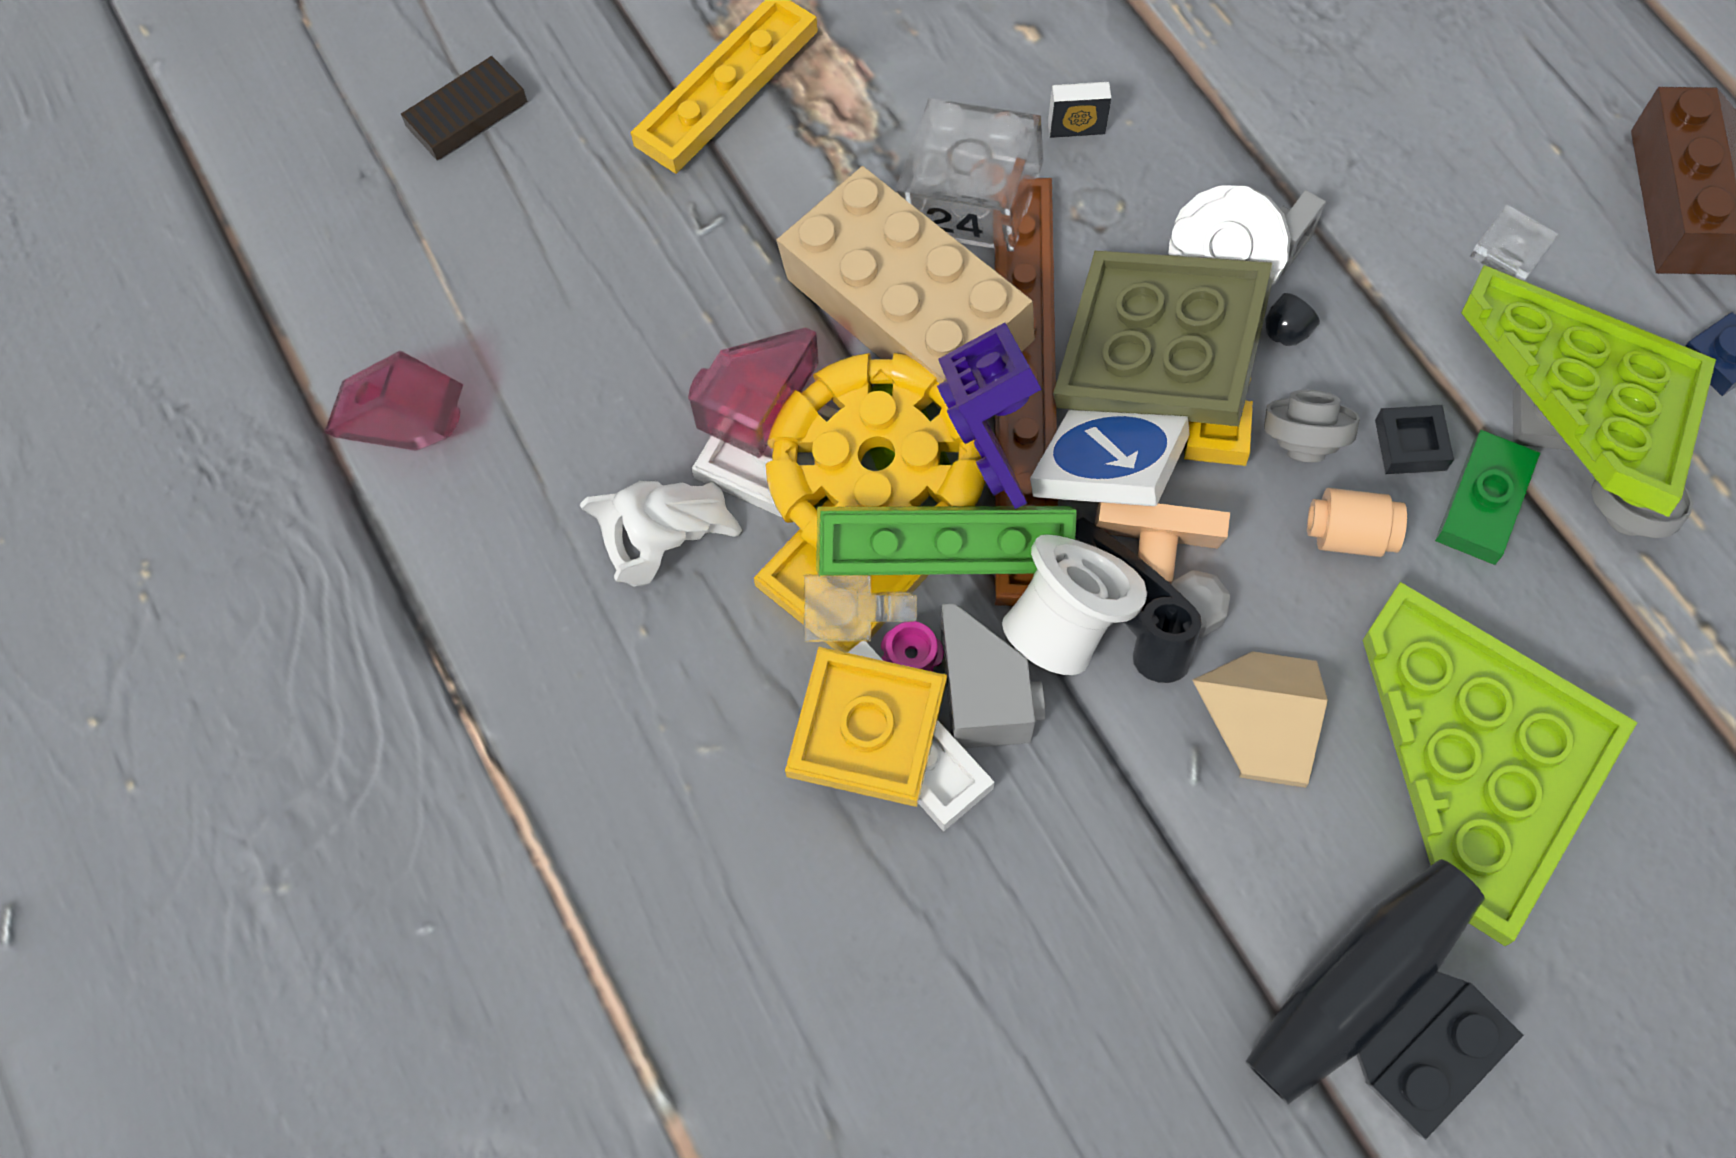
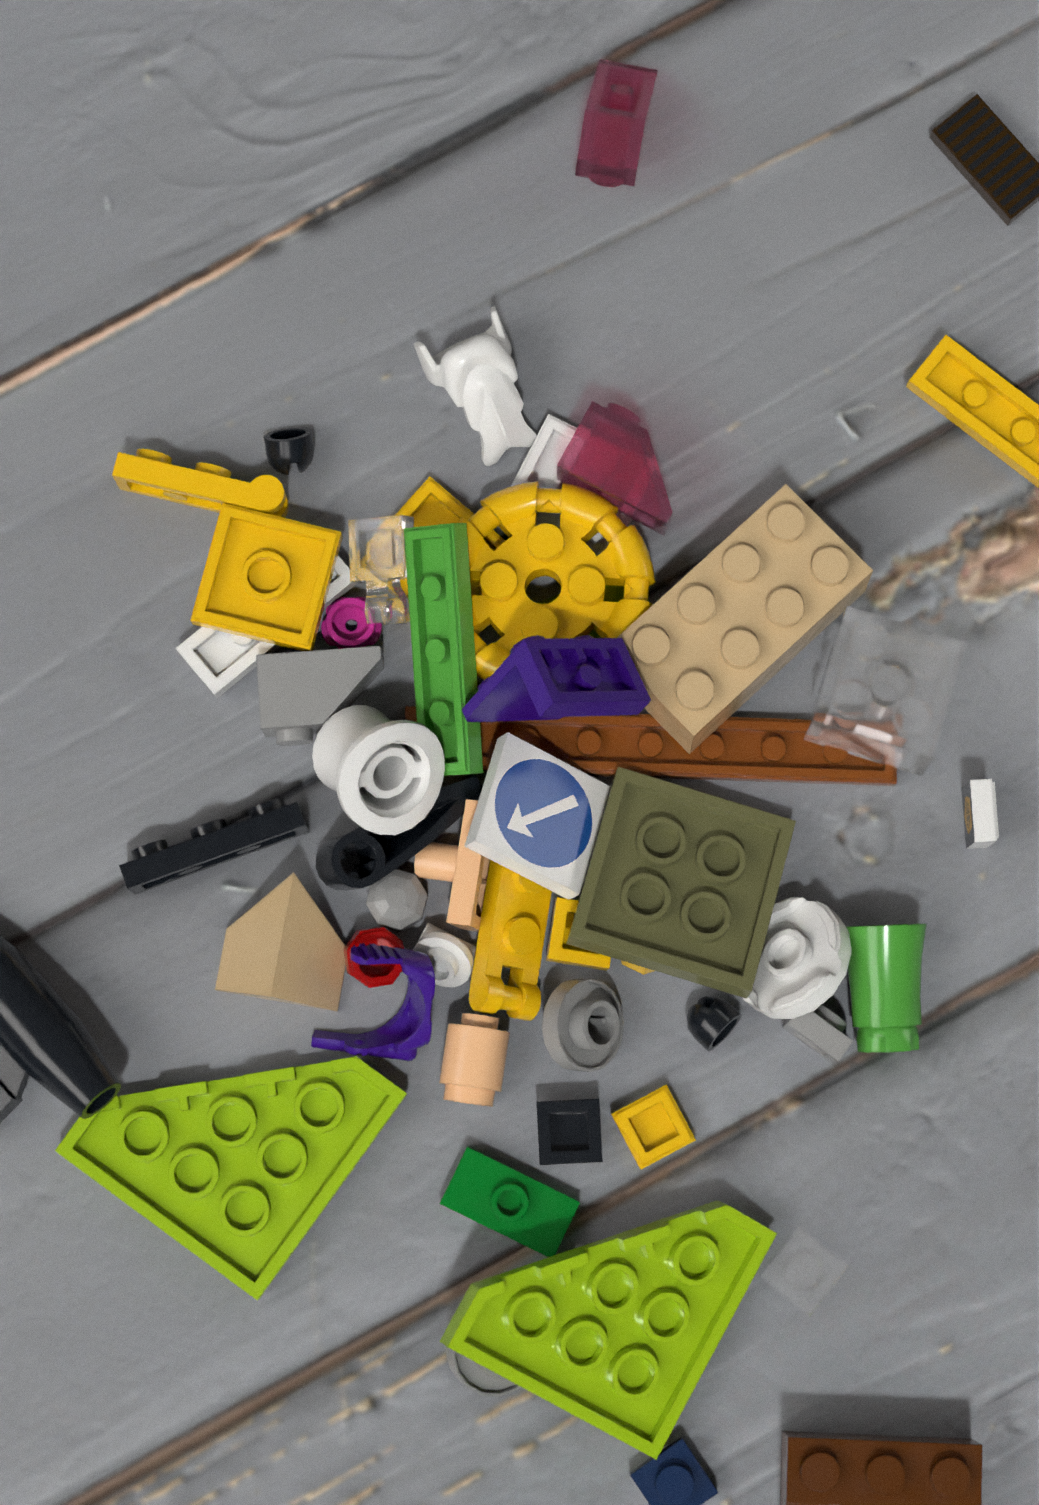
camera: 90 degrees right, 15 degrees up
(720, 716) = (289, 447): none -> black hinge
(761, 800) = (203, 487): none -> yellow plate
(1159, 782) = (213, 845): none -> black plate
(1246, 493) = (512, 938): none -> yellow plate
(1252, 557) = (449, 955): none -> white plate
(1259, 620) = (376, 974): none -> red tile
(1266, 168) = (886, 985): none -> bright green plant
(1325, 585) = (409, 1027): none -> dark purple helmet
(1395, 373) = (653, 1127): none -> yellow tile

